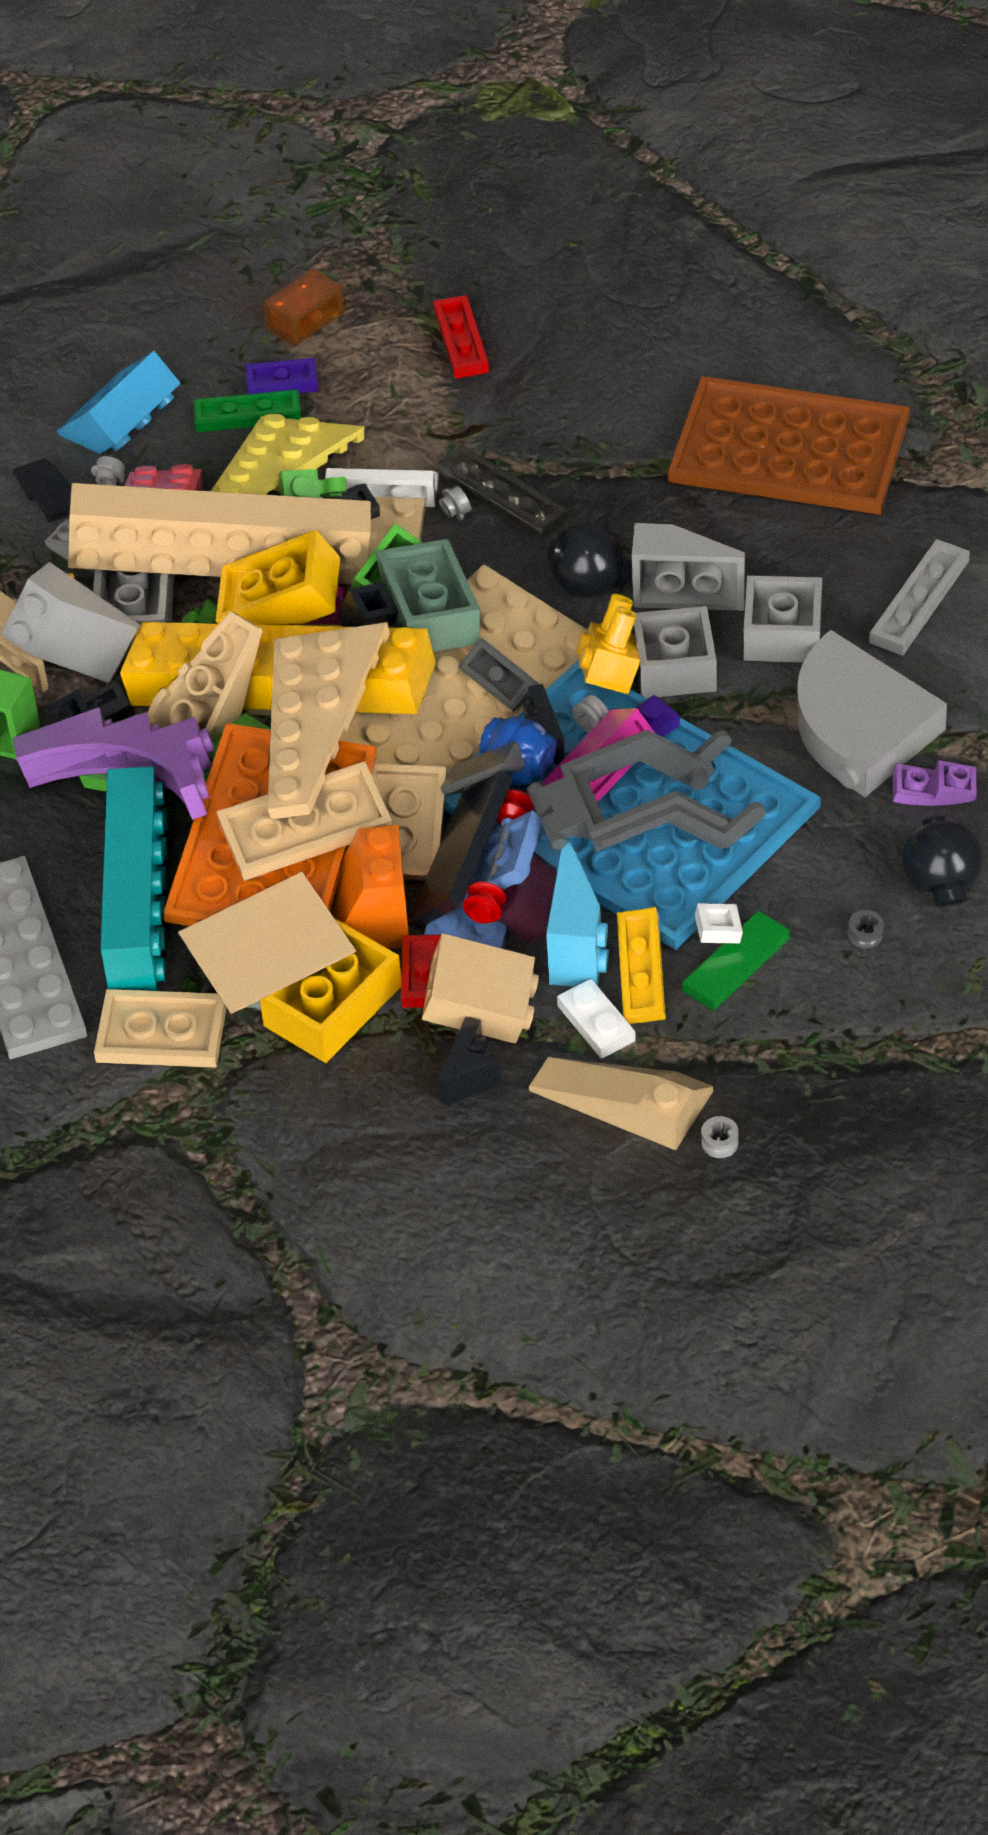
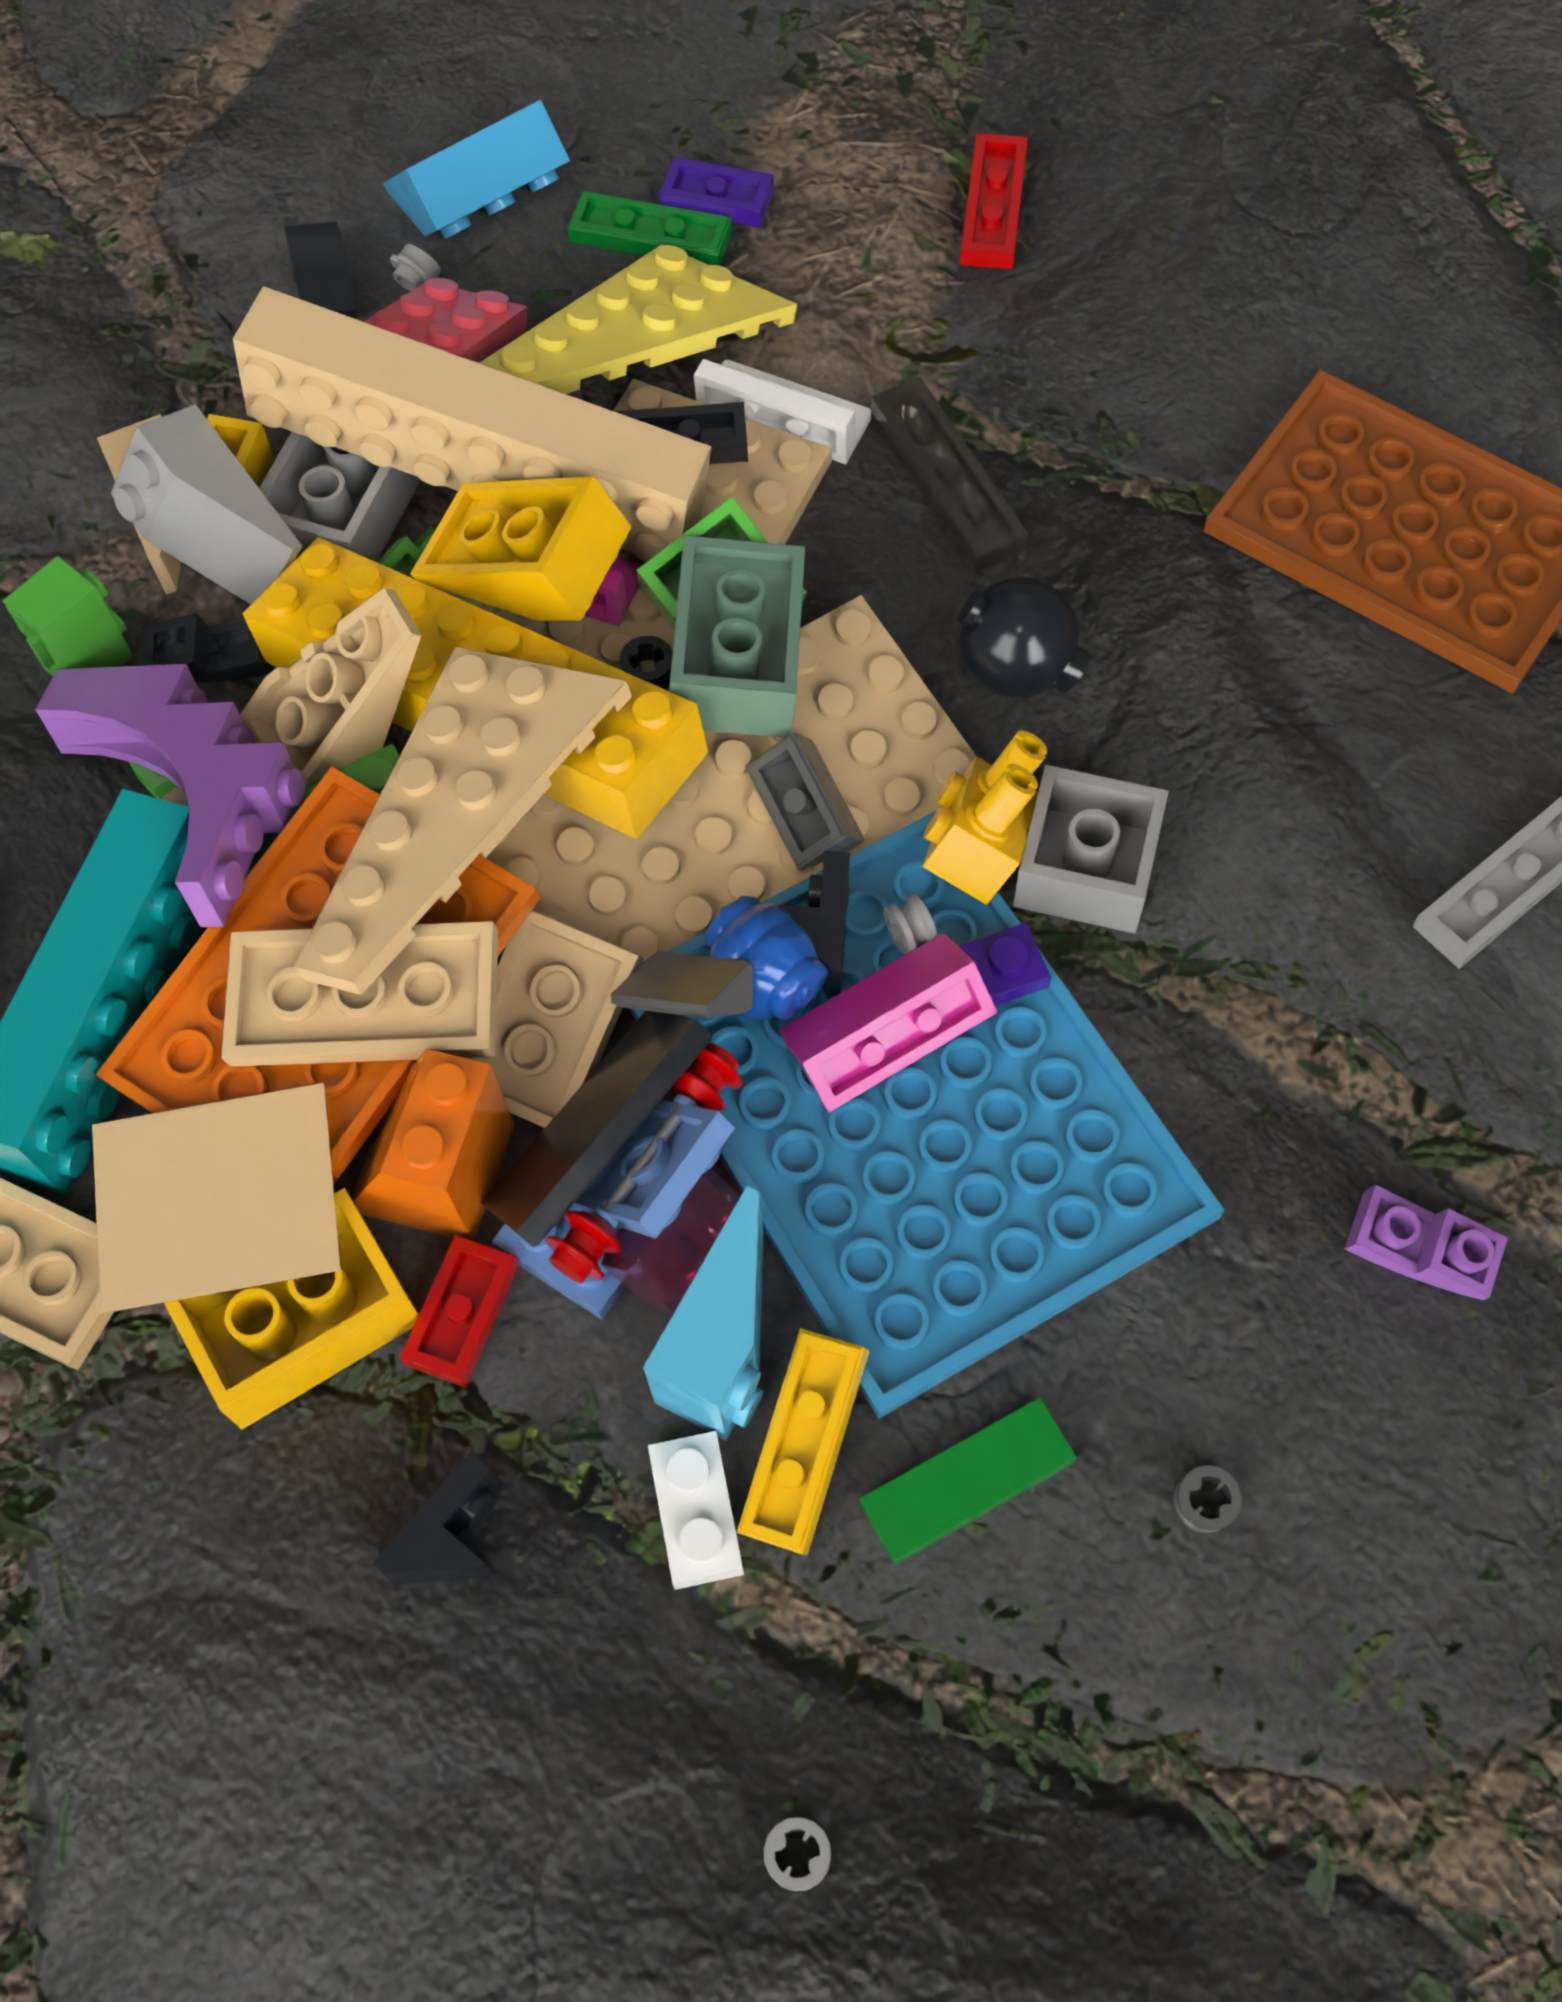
camera: 20 degrees right, 15 degrees up
(304, 307) = (794, 91): clear orange brick -> none
(306, 484) = (639, 388): bright green plate -> none
(367, 606) = (633, 634): black brick -> none
(455, 503) = (871, 470): light grey plate -> none
(482, 985) = (523, 1398): tan brick -> none
(571, 808) = (792, 1138): dark grey piece -> none
(637, 1099) = (693, 1701): tan wedge -> none
(685, 570) = (1161, 704): light grey slope -> none
(718, 923) = (958, 1413): white plate -> none
(781, 617) = (1286, 845): light grey brick -> none
(862, 714) = (1350, 1066): light grey brick -> none
(942, 860) = (1384, 1428): black brick -> none

